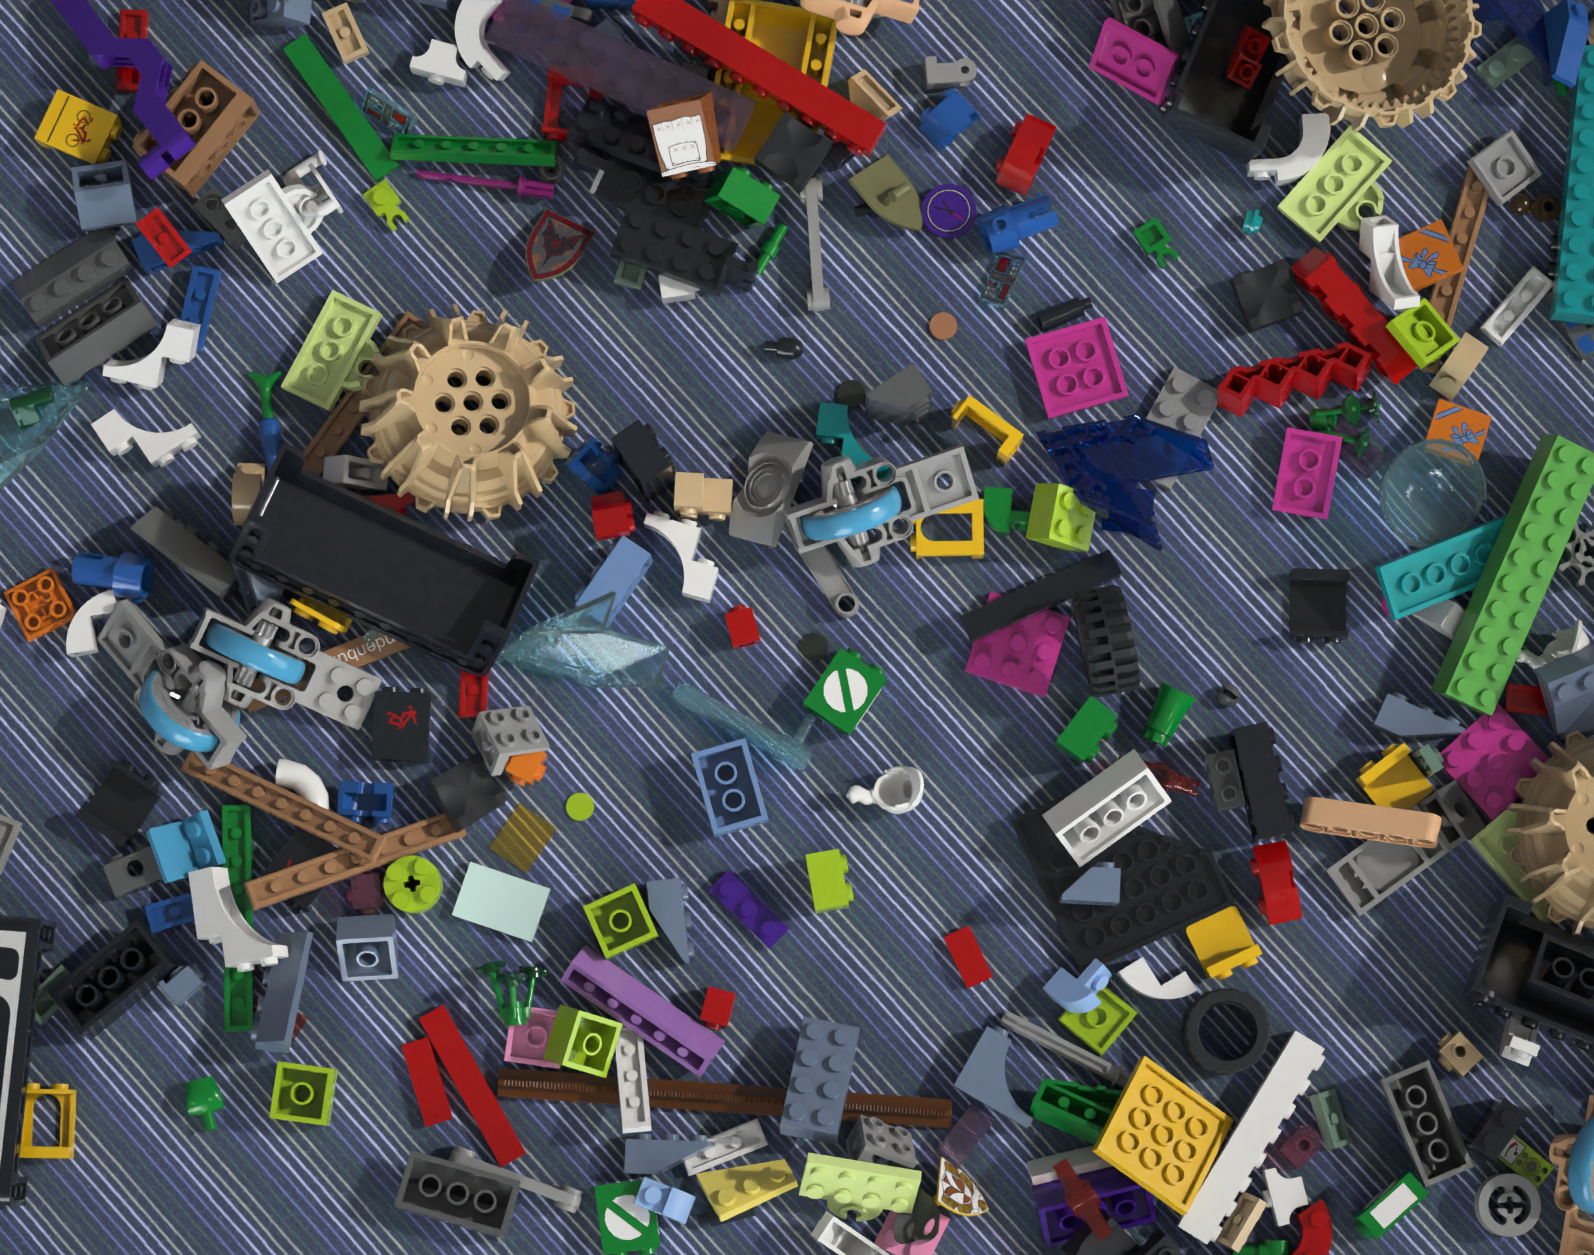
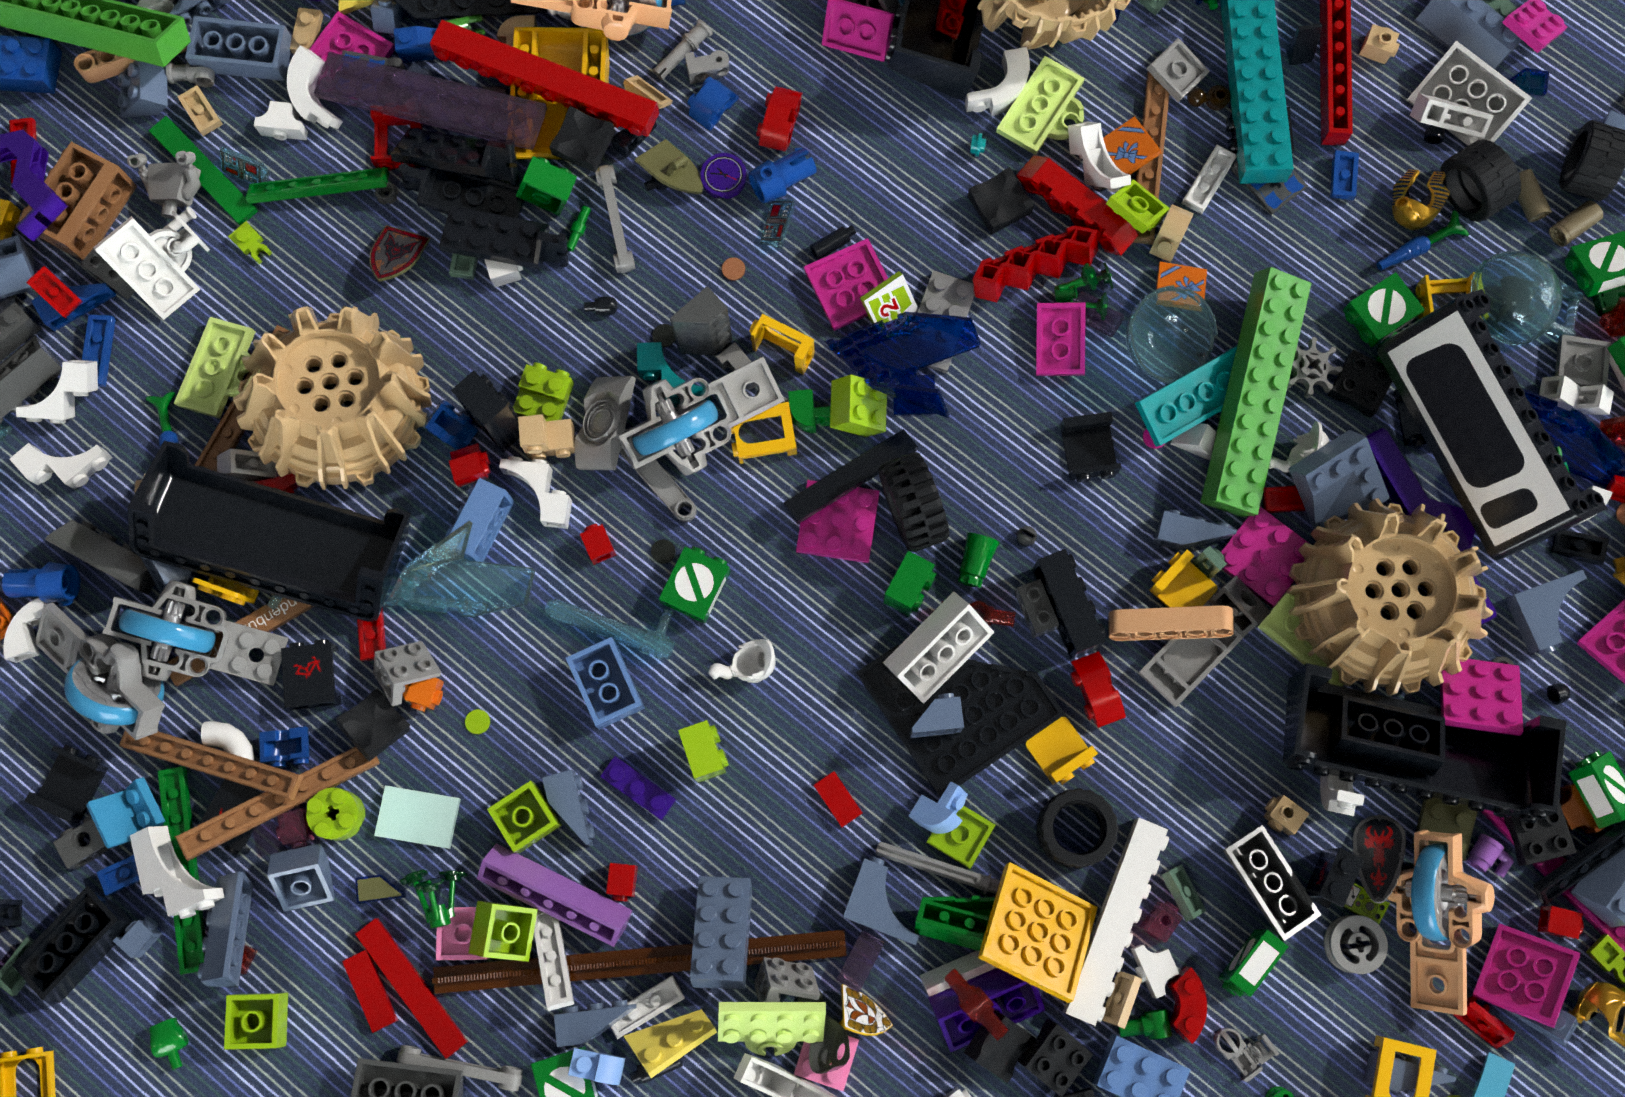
camera: 10 degrees left, 5 degrees down
(303, 121) = (169, 183): none -> light grey torso
(447, 973) = (376, 889): none -> olive tile
(523, 187) = (362, 209): magenta piece -> none
(523, 838) = (430, 757): clear yellow window -> none
(685, 135) = (486, 134): slope -> none
(703, 442) = (543, 392): none -> lime plate
(929, 436) = (734, 358): none -> light grey leg
(933, 40) = (689, 43): none -> light grey pin
(1117, 397) = (889, 299): none -> tile
(1142, 980) = (995, 795): white brick -> none
(1152, 239) = (898, 170): green plate -> none
(1552, 1112) = (1383, 848): none -> shield

